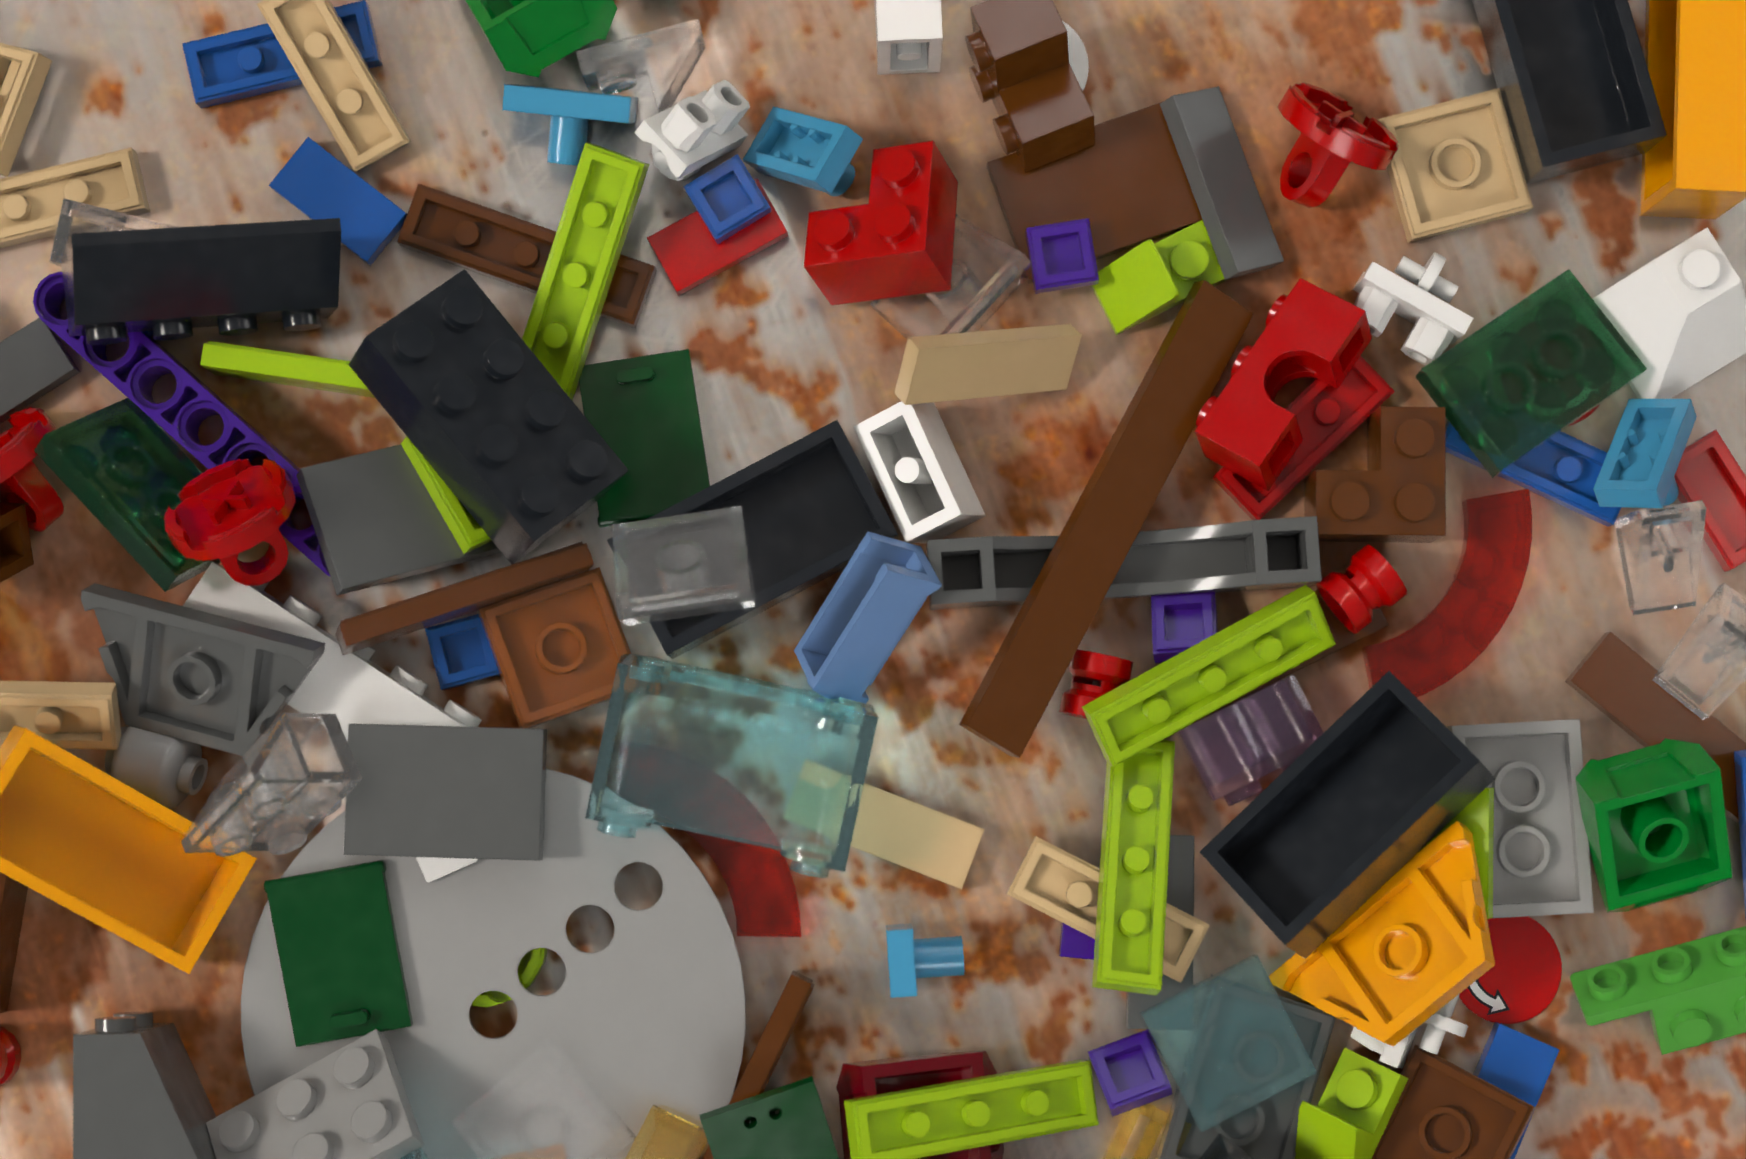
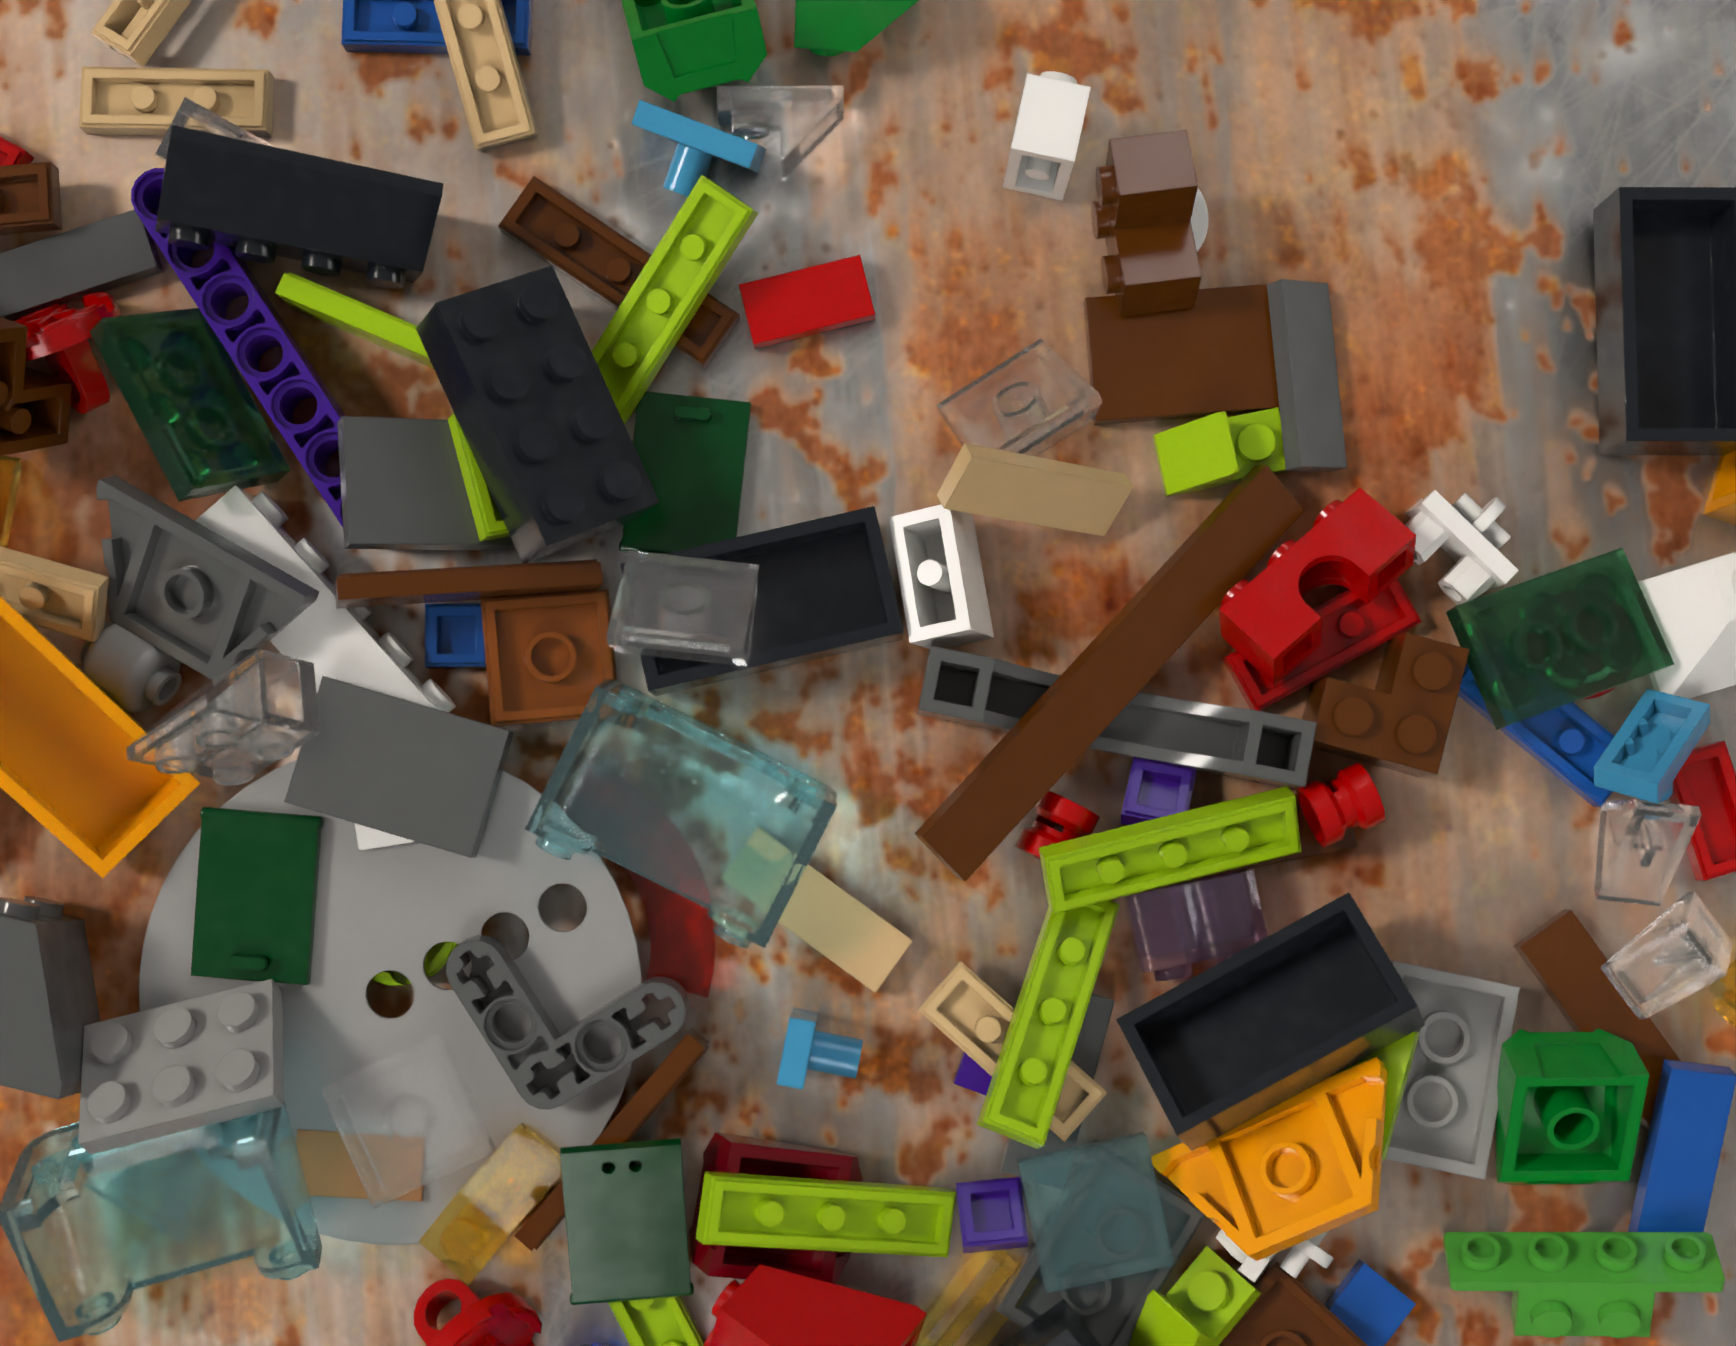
camera: 10 degrees right, 0 degrees up
(232, 512) = (264, 440): red tile -> none
(329, 189) = (443, 154): blue tile -> none
(654, 1019) = (544, 1041): none -> dark grey beam
(695, 130) = (812, 193): white hips -> none
(727, 199) = (825, 267): blue tile -> none
(805, 151) = (913, 240): dark azure tile -> none
(865, 616) = (851, 704): medium blue window -> none
(896, 241) = (976, 348): red brick -> none
(1062, 255) = (1134, 406): dark purple tile -> none
(1327, 143) = (1419, 365): red tile -> none
(1456, 166) = (1535, 419): tan tile -> none
(1475, 604) = (1445, 848): clear red tile -> none
(1523, 974) = (1401, 1224): red sticker -> none

